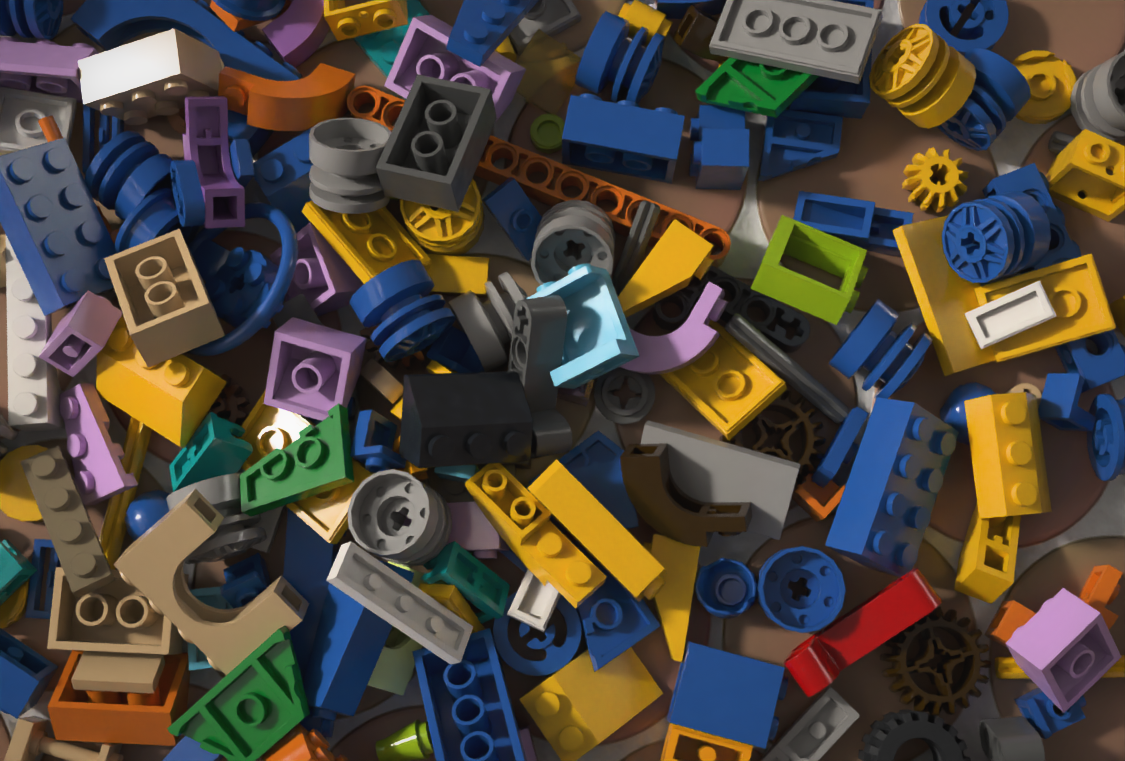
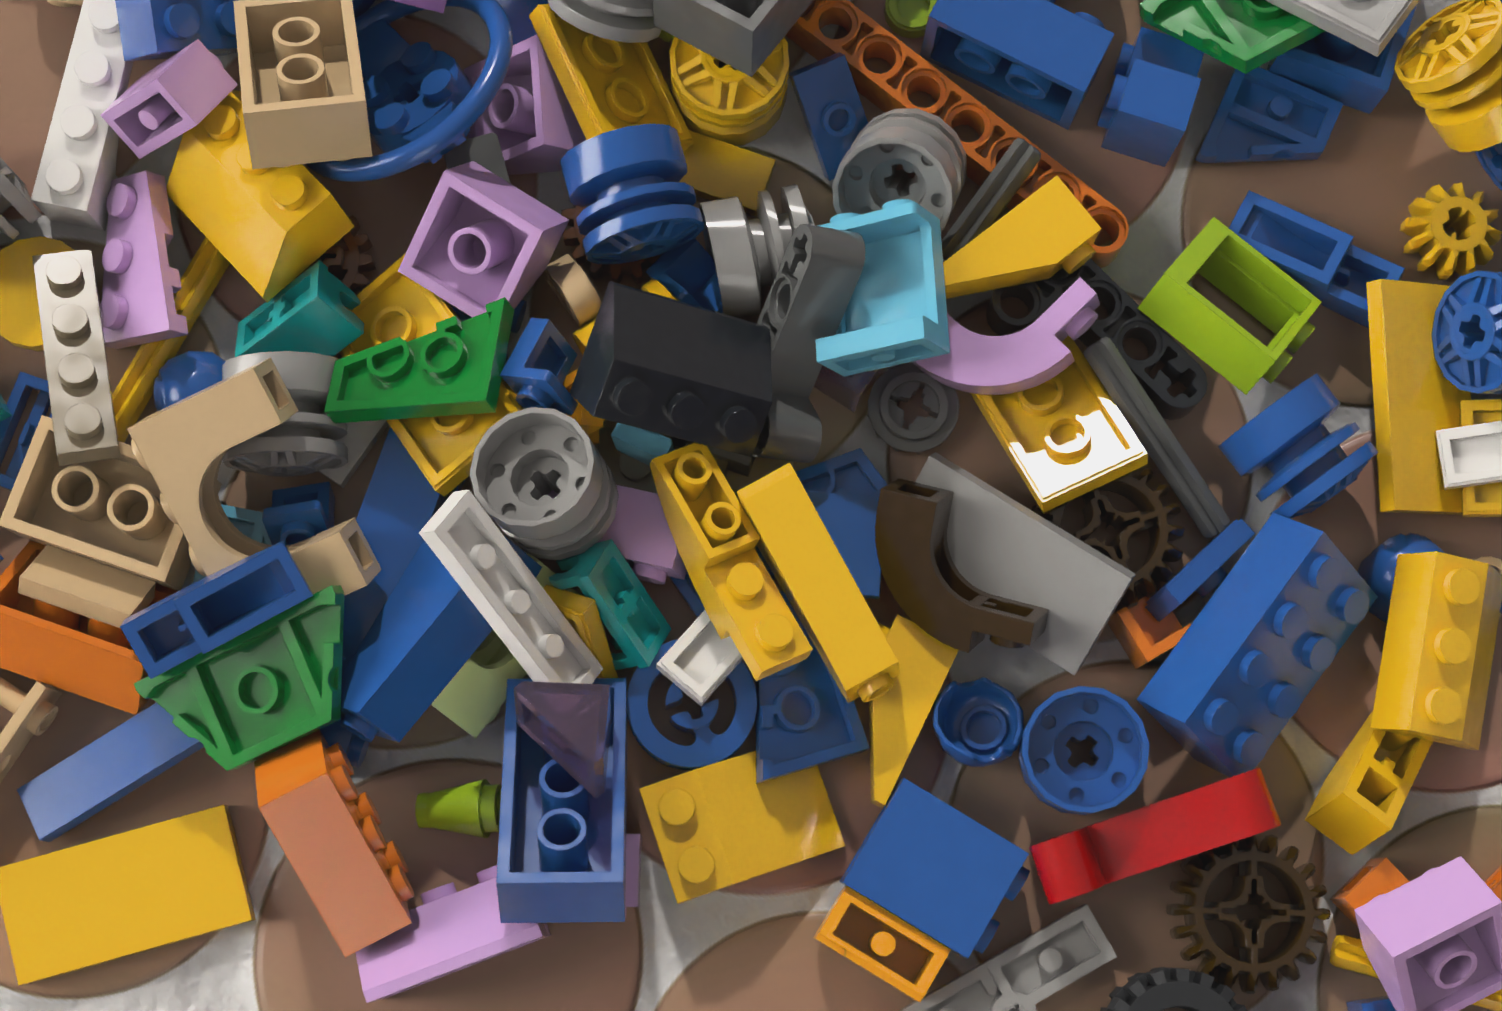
camera: 10 degrees right, 0 degrees up
(206, 666) = (215, 609): none -> blue slope
(463, 674) = (570, 725): none -> clear purple slope

